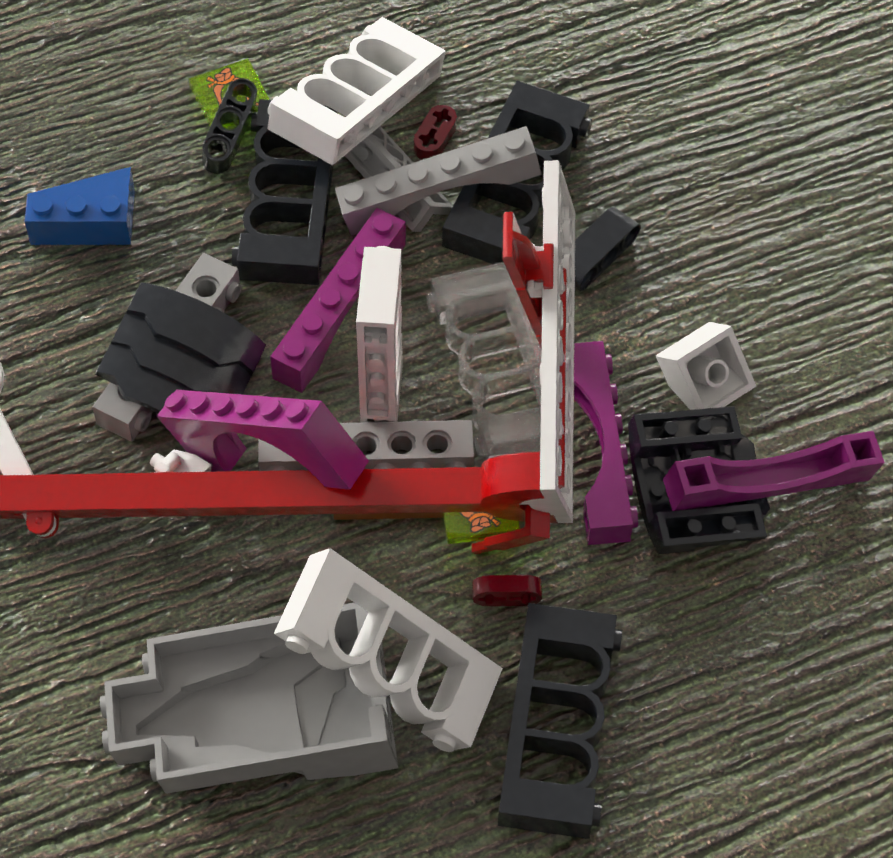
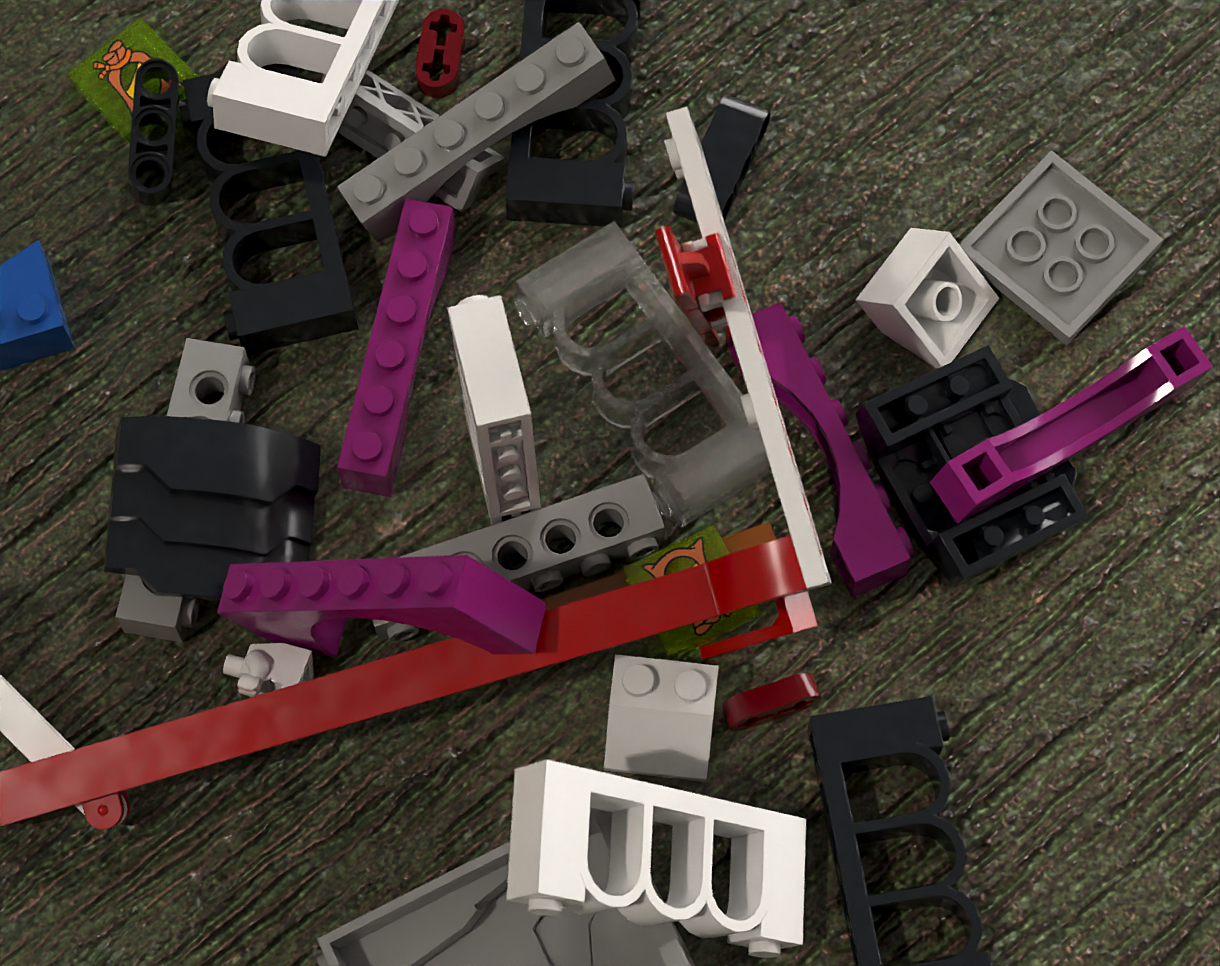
camera: 15 degrees left, 10 degrees up
(432, 573) = (660, 718): none -> white slope
(808, 364) = (1059, 247): none -> light grey plate

